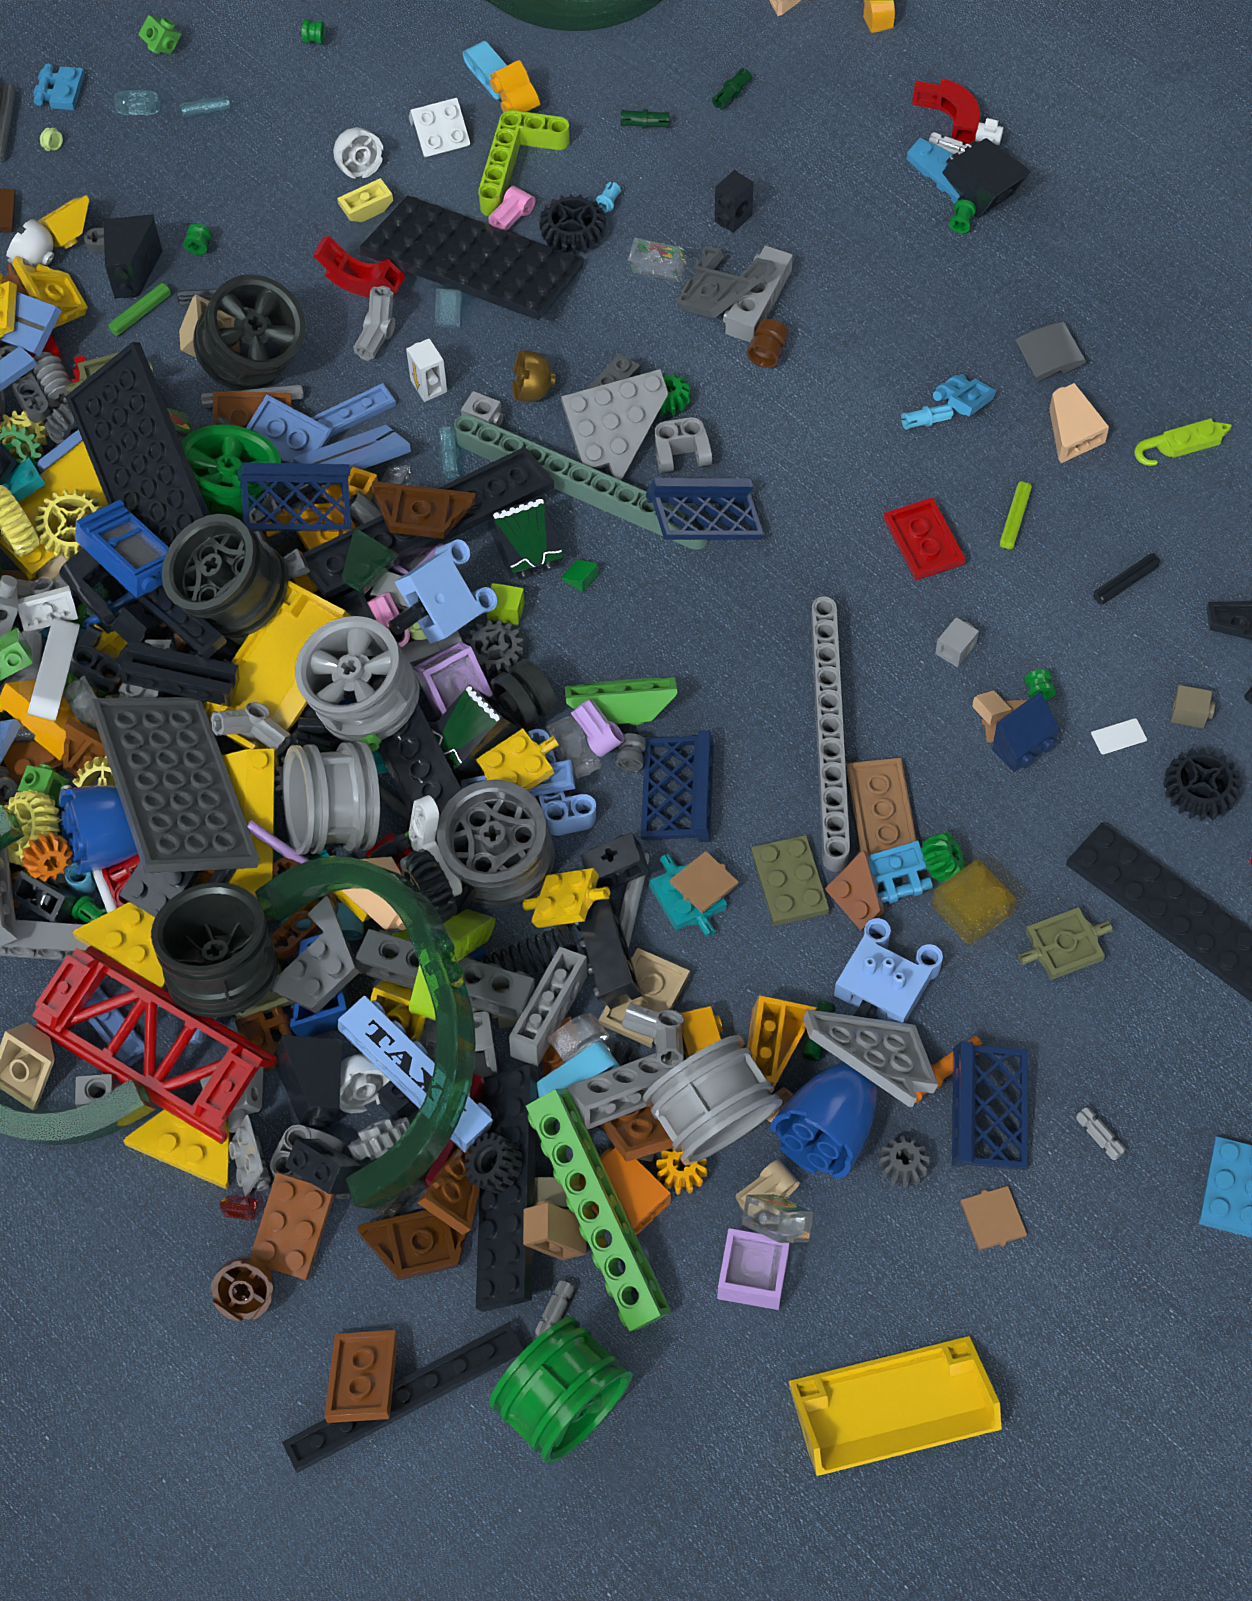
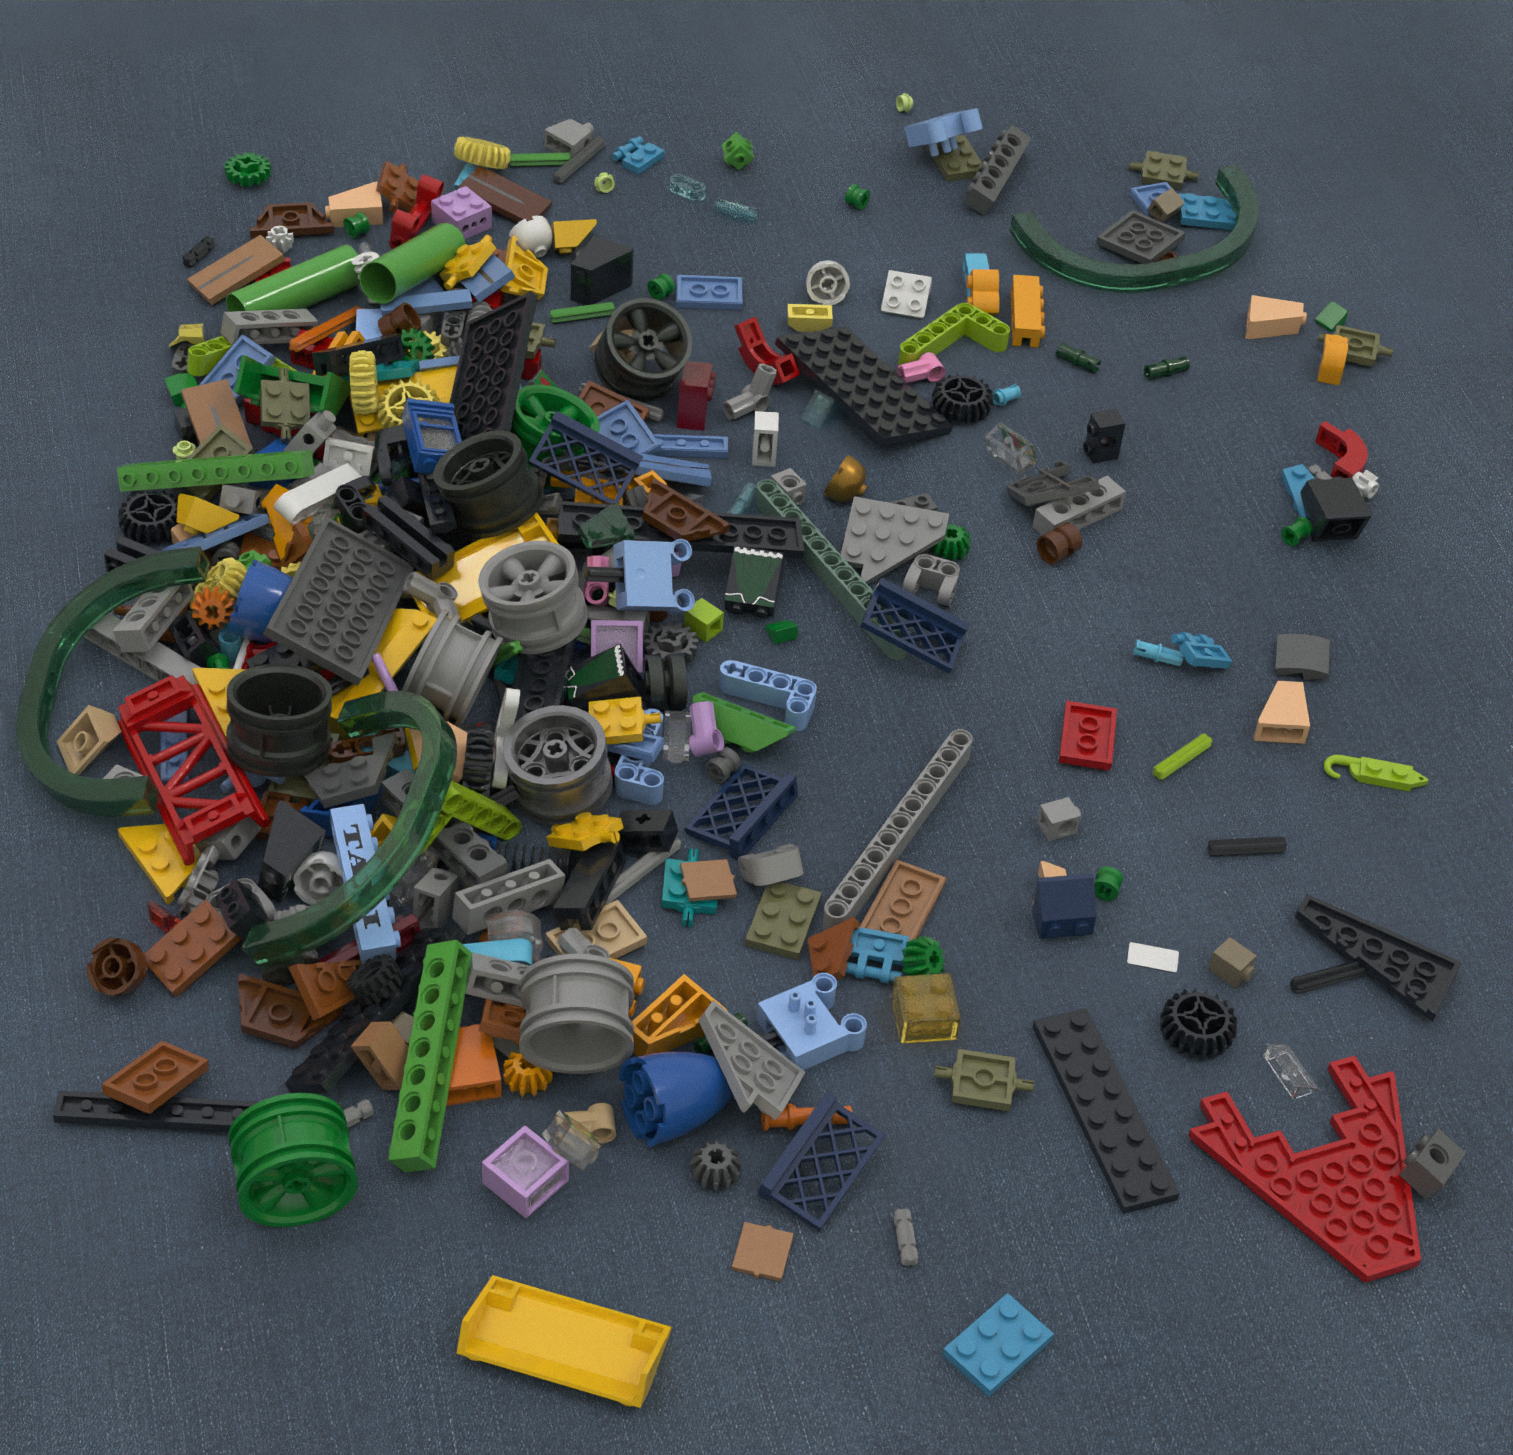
camera: 25 degrees right, 15 degrees down
(246, 220) = (709, 292): none -> medium blue tile
(325, 353) = (694, 395): none -> dark red wedge
(563, 88) = (1027, 310): none -> light orange brick
(576, 658) = (770, 688): none -> light blue beam
(753, 836) = (771, 866): none -> light grey piece

